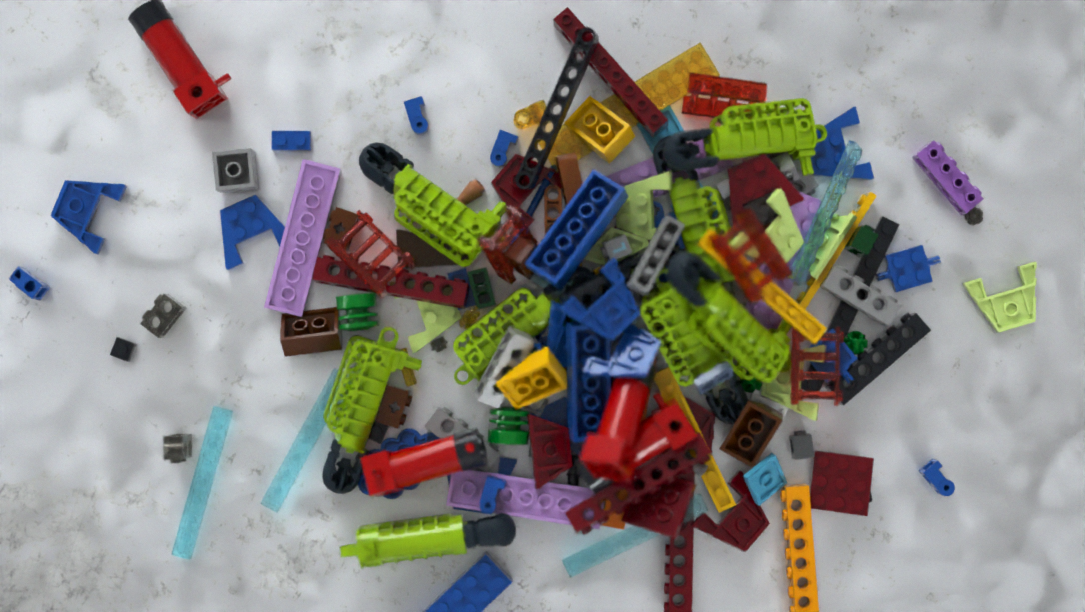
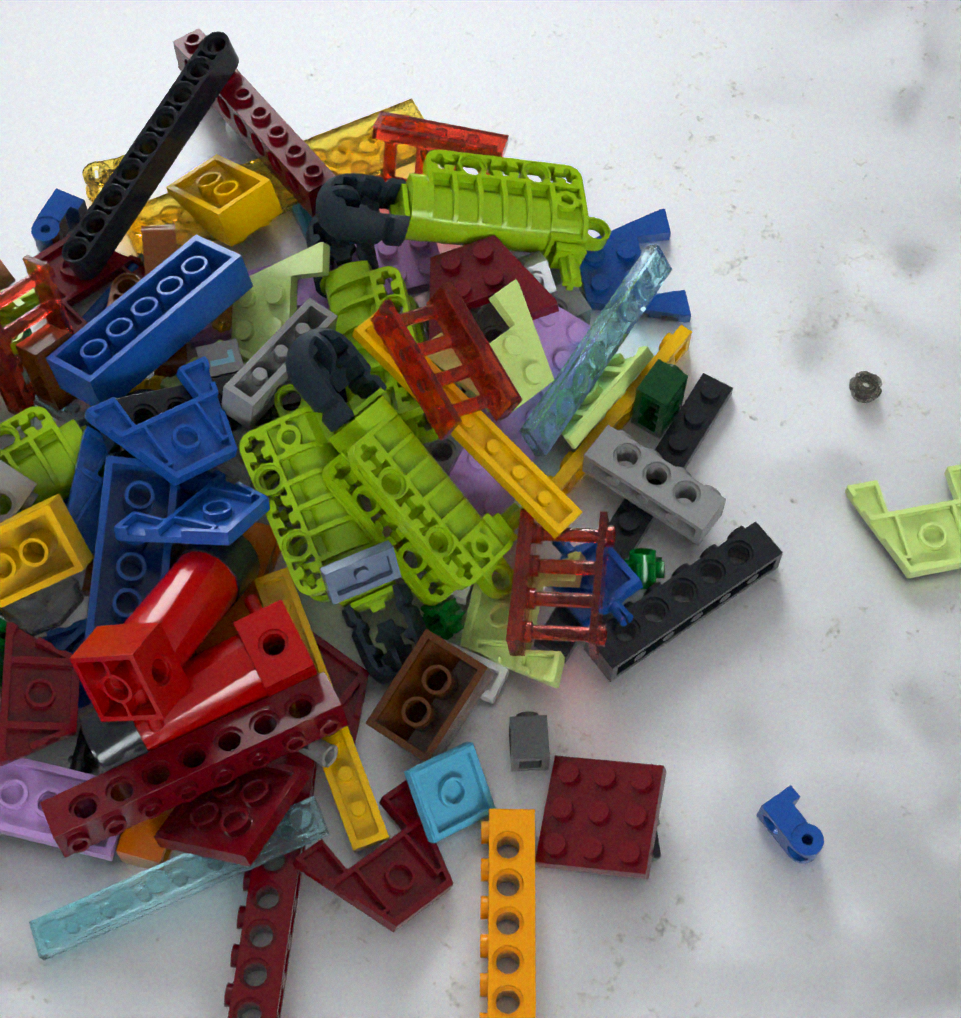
camera: 10 degrees right, 25 degrees down
(908, 268) = (746, 459): blue plate -> none
(948, 177) = (819, 321): medium lavender brick -> none

